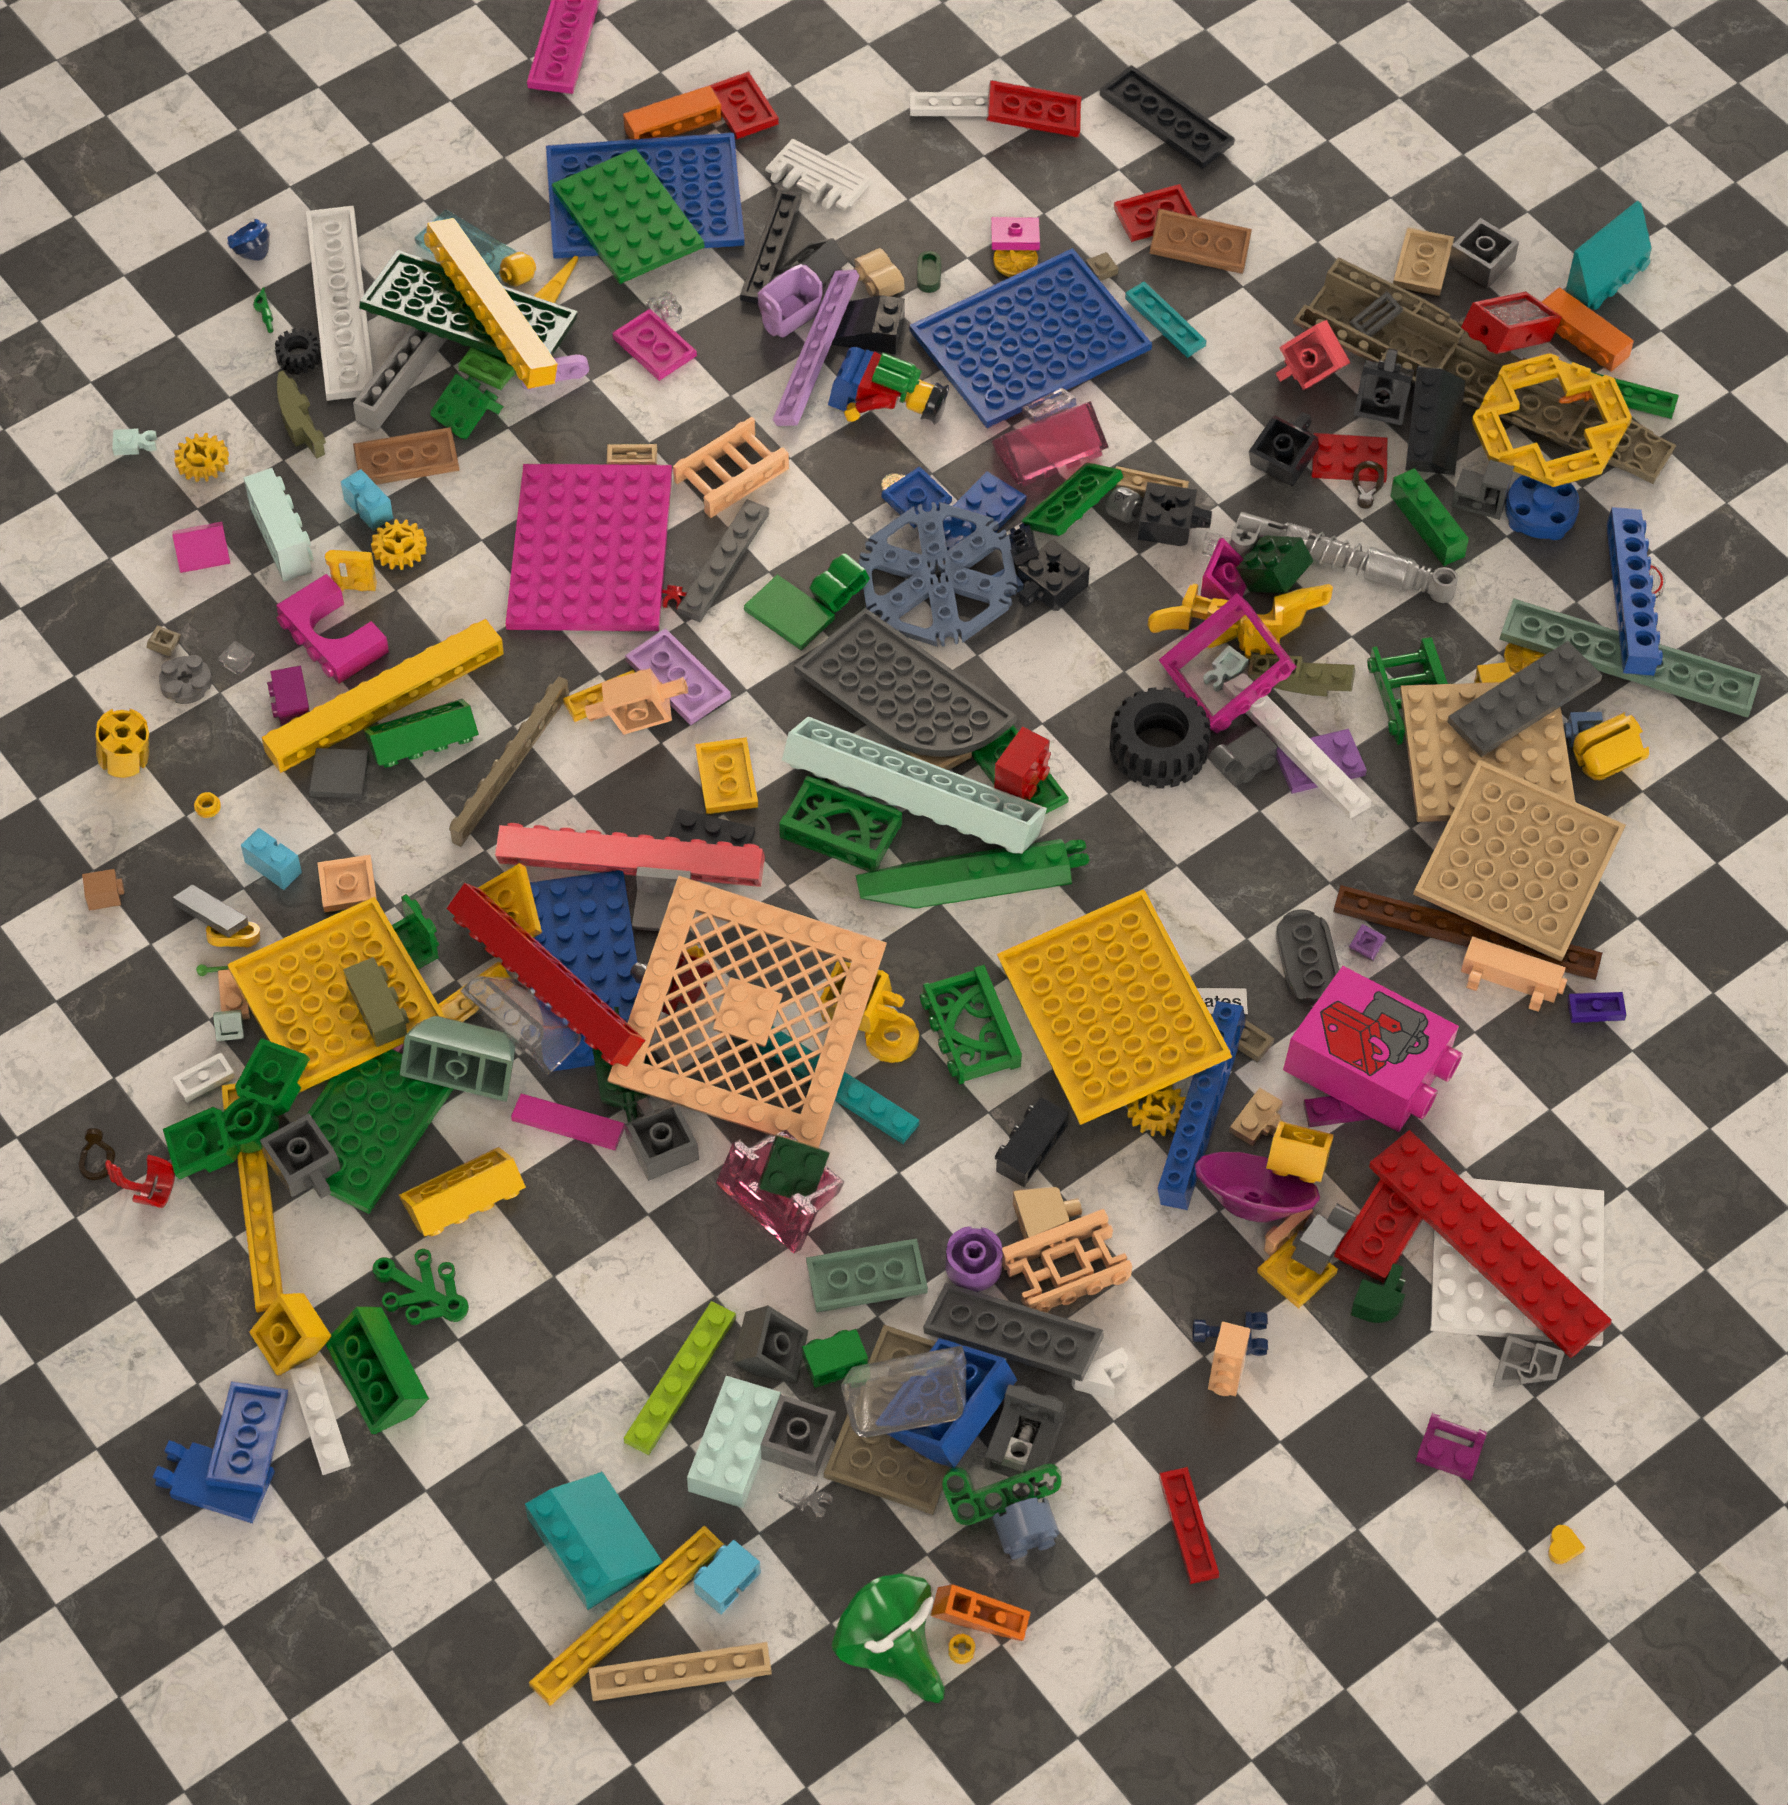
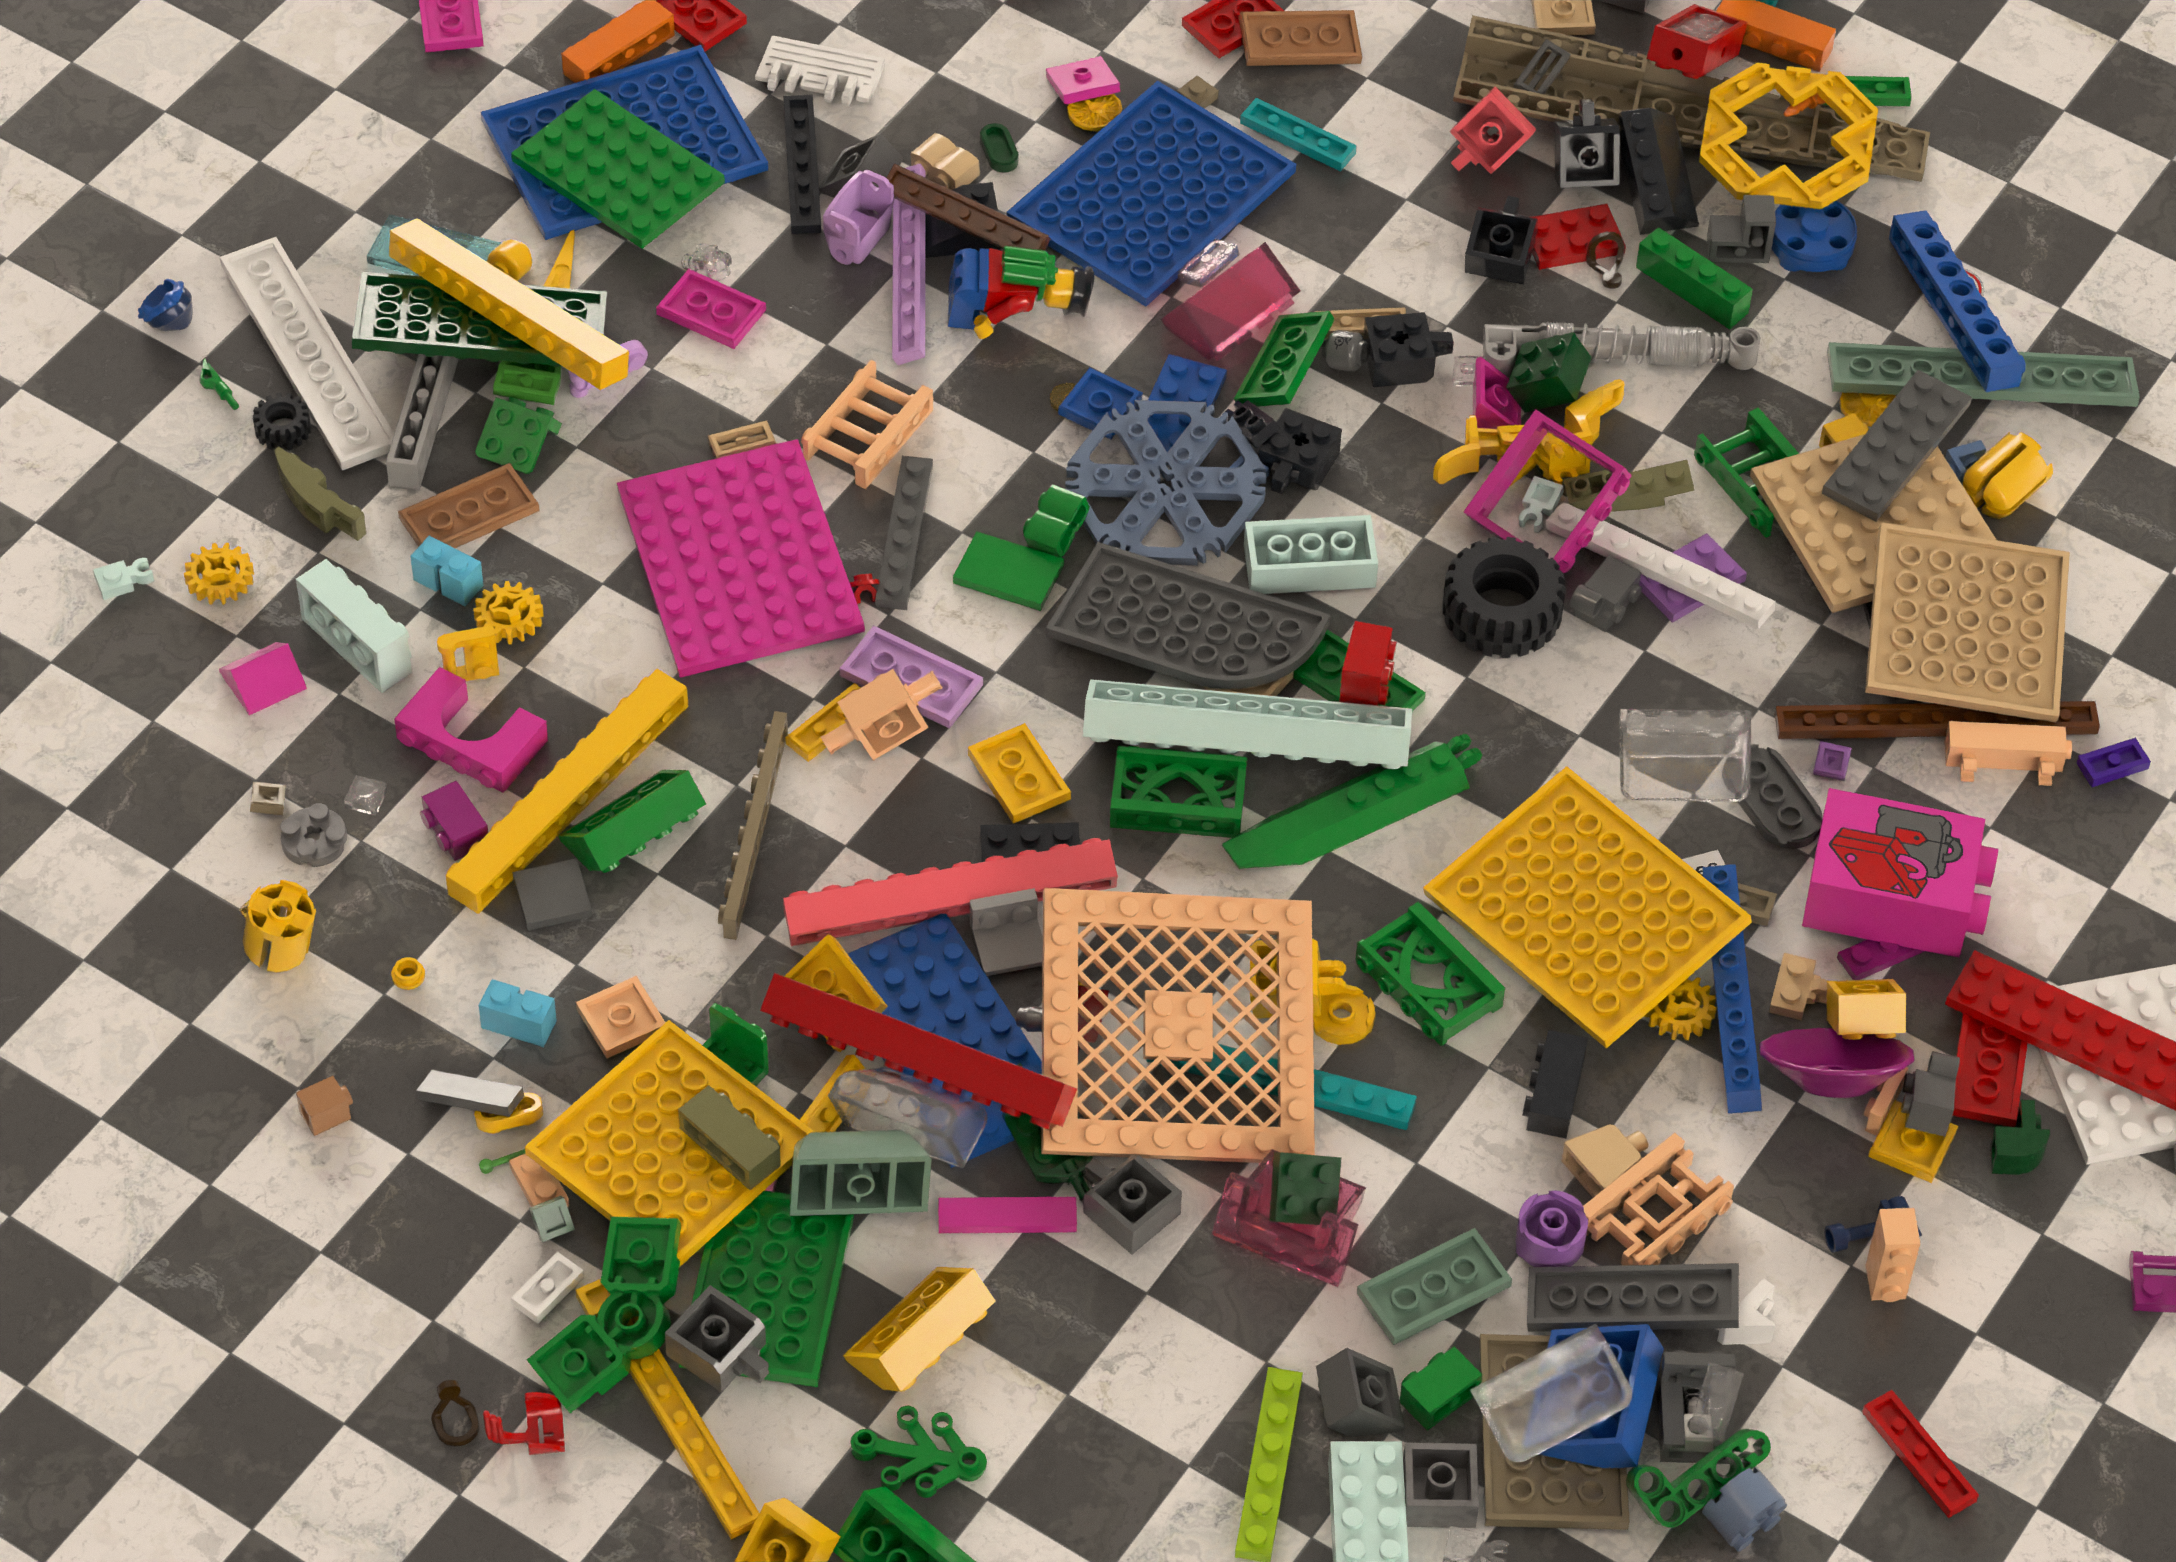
camera: 20 degrees left, 5 degrees down
(869, 317) = (963, 211): none -> reddish brown tile
(1023, 662) = (1311, 554): none -> light aqua brick
(1034, 1436) = (1716, 1401): none -> clear plate
(1247, 906) = (1685, 755): none -> clear windscreen

